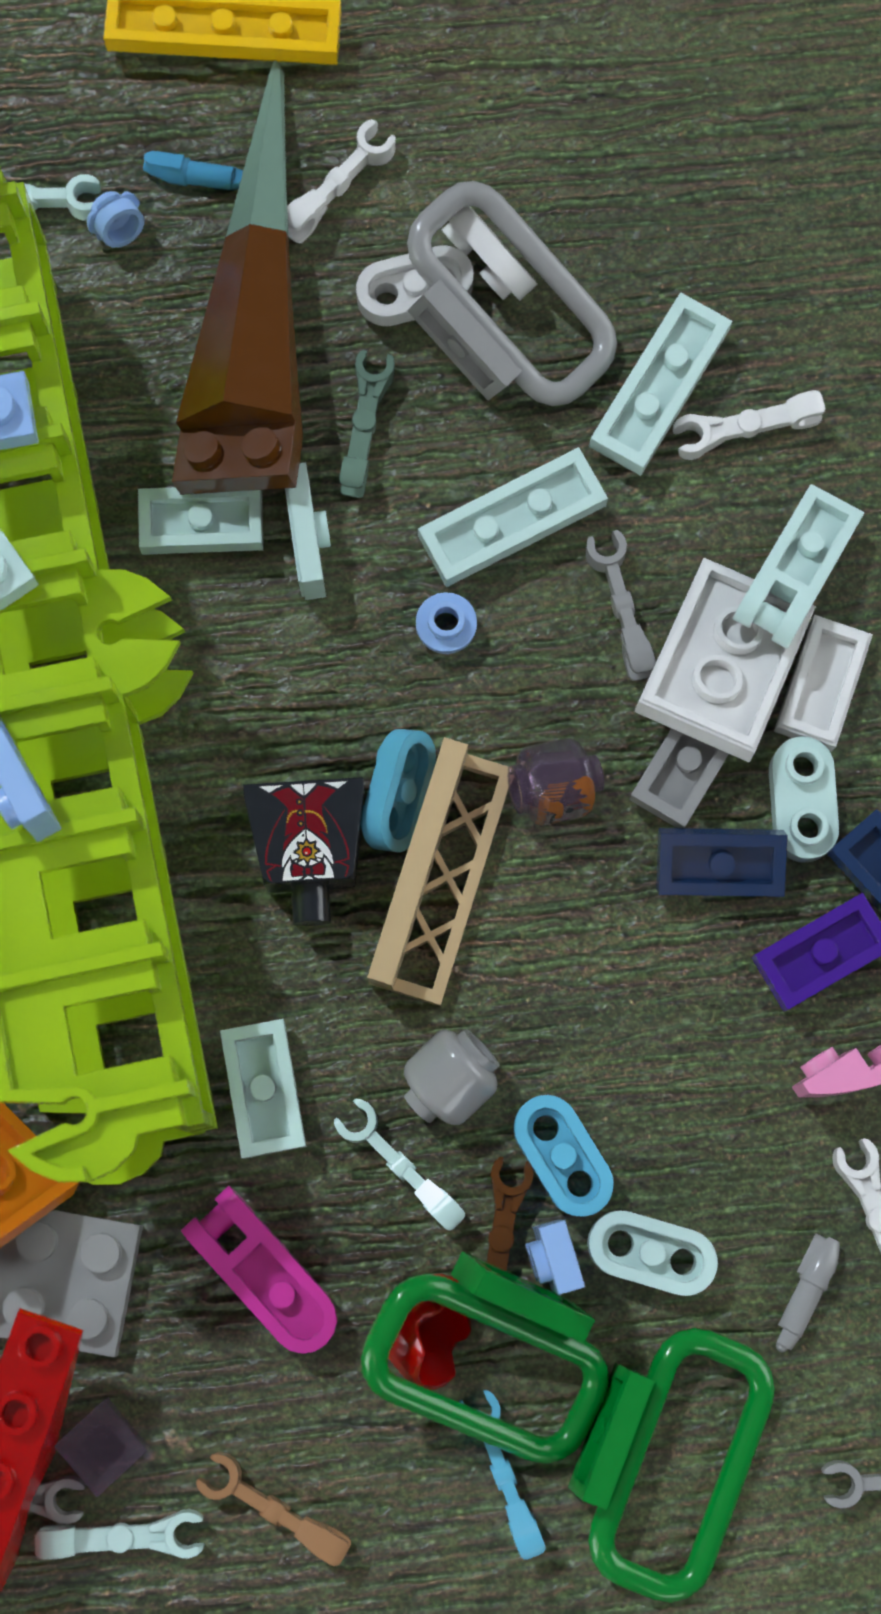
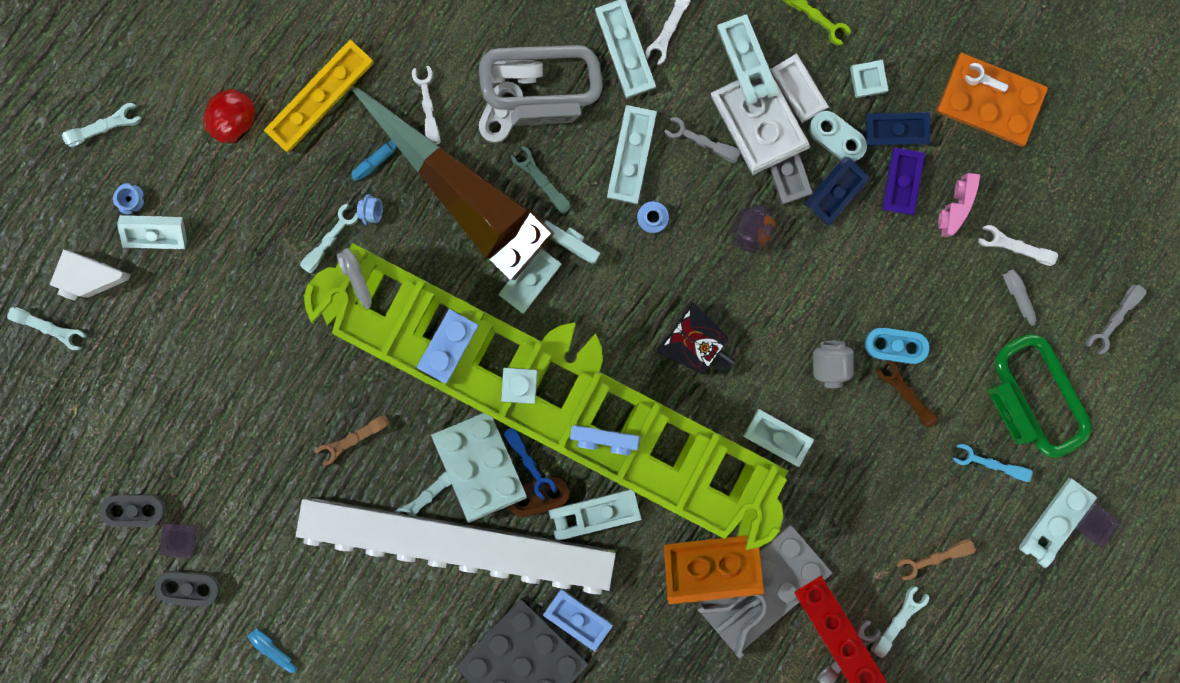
camera: 50 degrees left, 10 degrees up
(102, 1447) = (861, 603): clear purple plate -> none
(265, 1275) = (848, 493): dark pink plate -> none
(398, 789) = (705, 291): medium azure plate -> none
(418, 865) = (741, 307): tan fence -> none
(427, 1343) = (917, 451): red hair -> none
(435, 1199) = (872, 407): light aqua piece -> none
(510, 1307) = (939, 411): green bar -> none
(554, 1257) = (934, 381): light blue plate -> none
(651, 1253) = (959, 343): light aqua plate -> none

